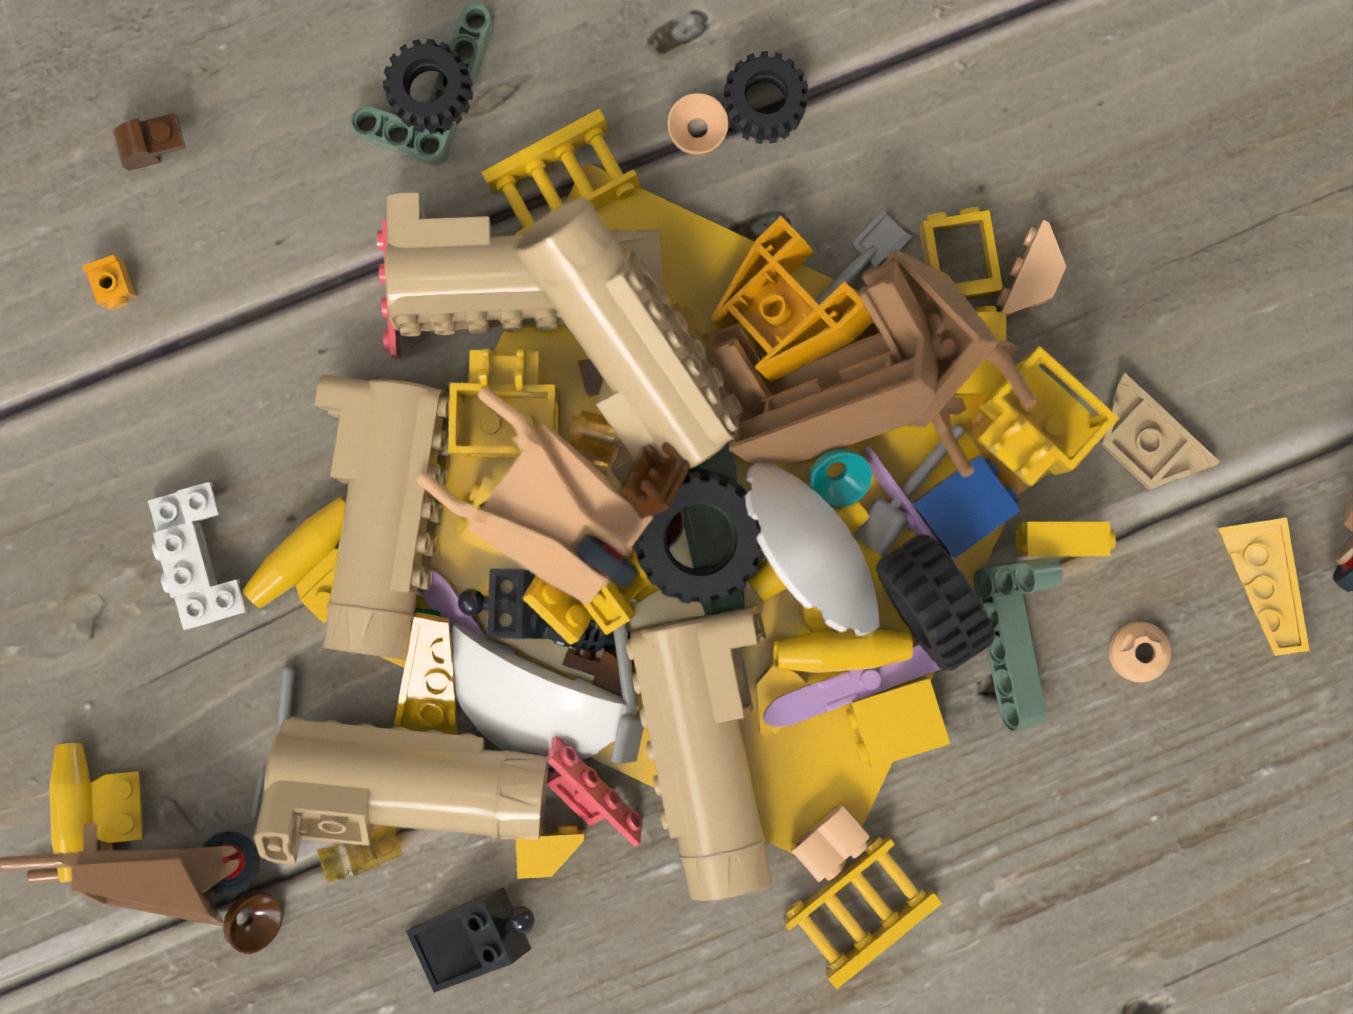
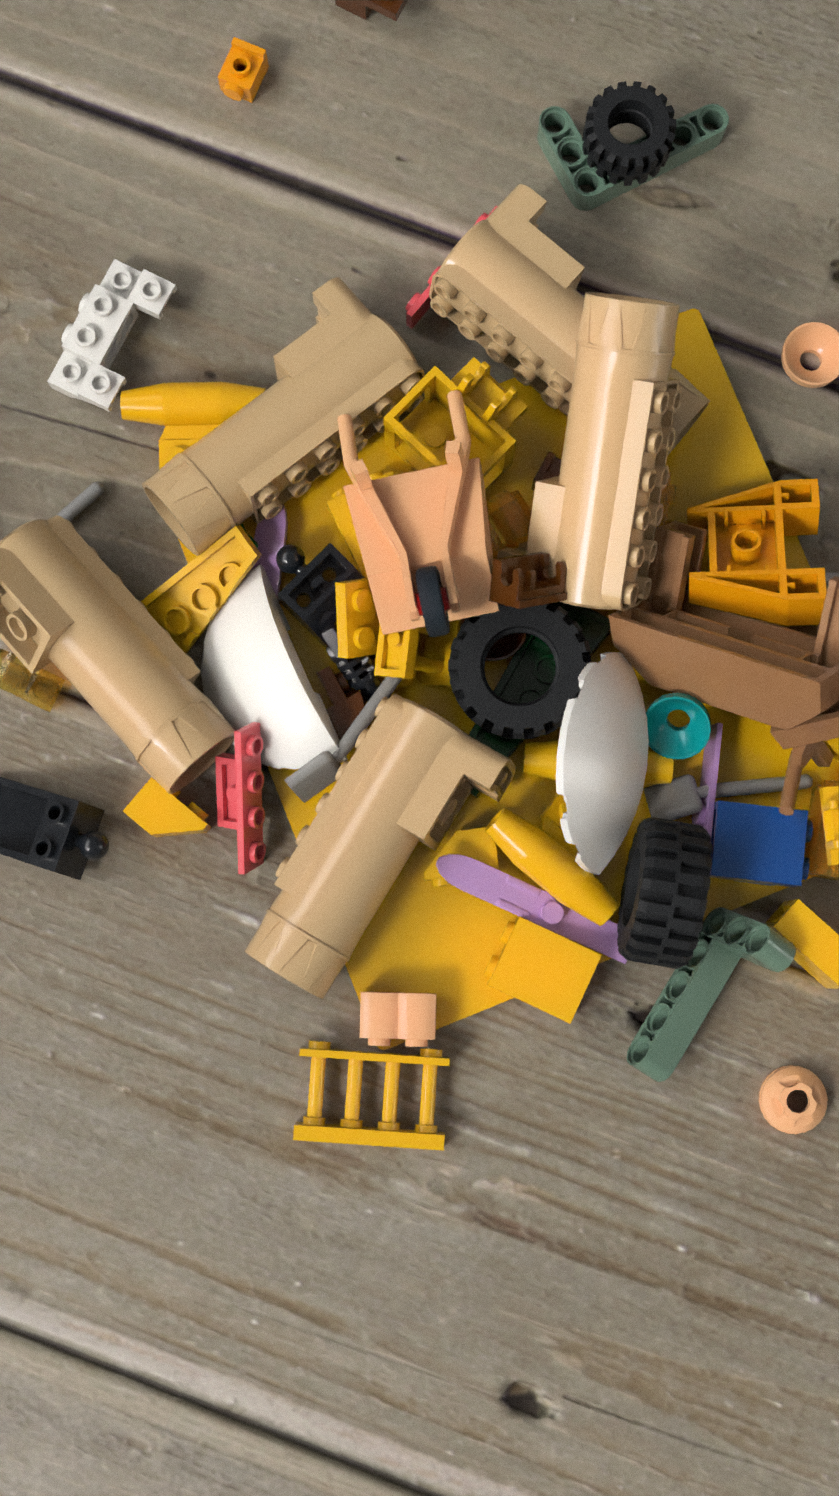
camera: 45 degrees right, 5 degrees down
(561, 147) = (689, 277): yellow fence -> none

